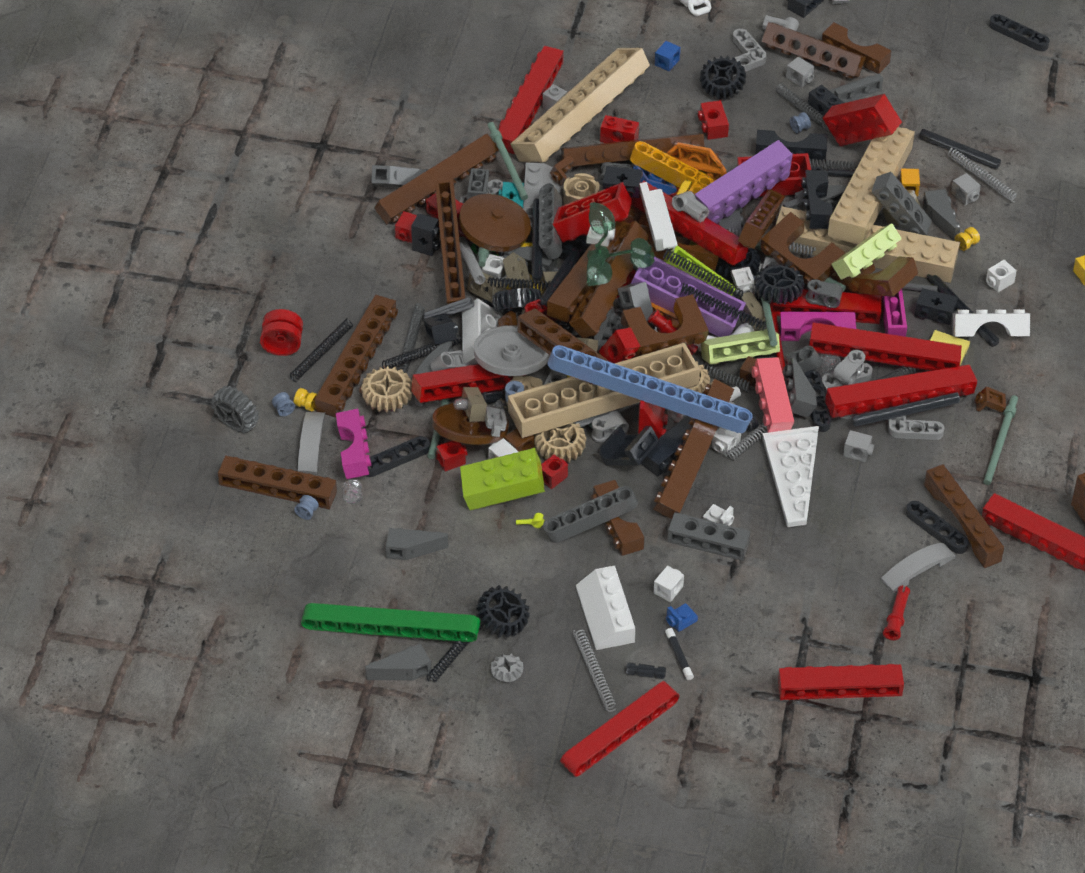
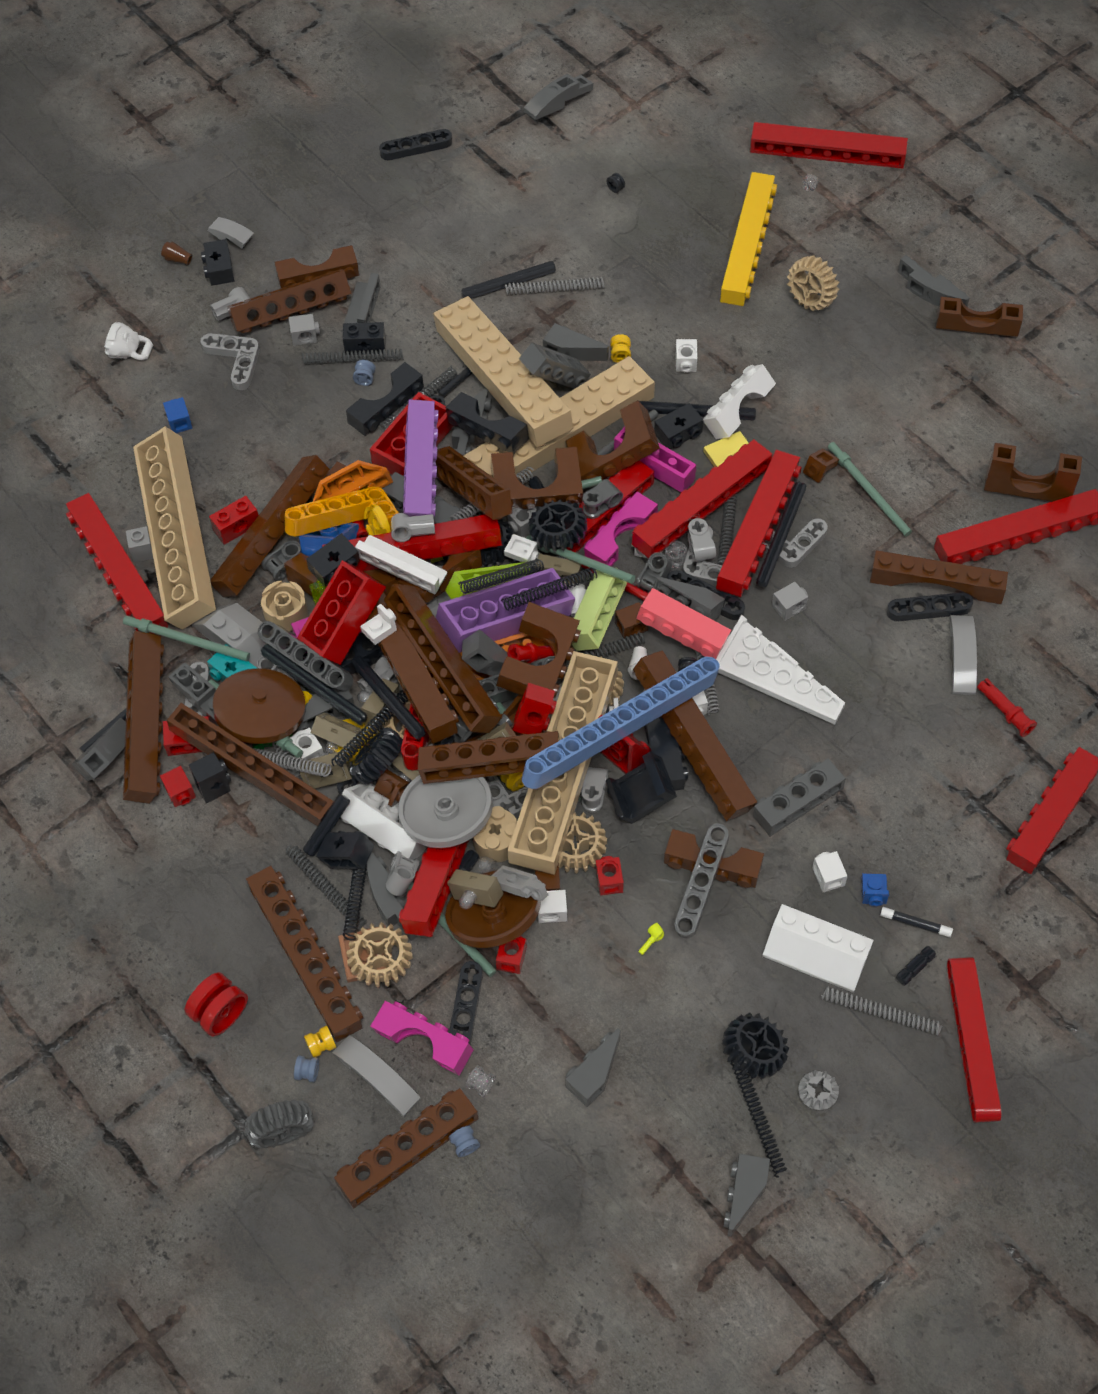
camera: 50 degrees left, 10 degrees up
(318, 349) = (267, 995): black piece -> none
(390, 622) = (684, 1165): green beam -> none
(502, 479) = (590, 928): lime brick -> none
(512, 387) = (499, 847): sand blue wheel -> none
(560, 169) = (242, 600): reddish brown bracket -> none
(598, 270) = (399, 612): clear green plant -> none
(713, 120) = (294, 435): red brick -> none
(719, 515) = (779, 772): white bracket -> none
(721, 84) = (235, 388): black gear -> none
(862, 120) = (426, 322): red brick -> none
(866, 251) = (590, 430): yellowish green brick -> none
(910, 179) = (517, 338): light orange brick -> none
(966, 189) = (563, 309): light grey brick -> none

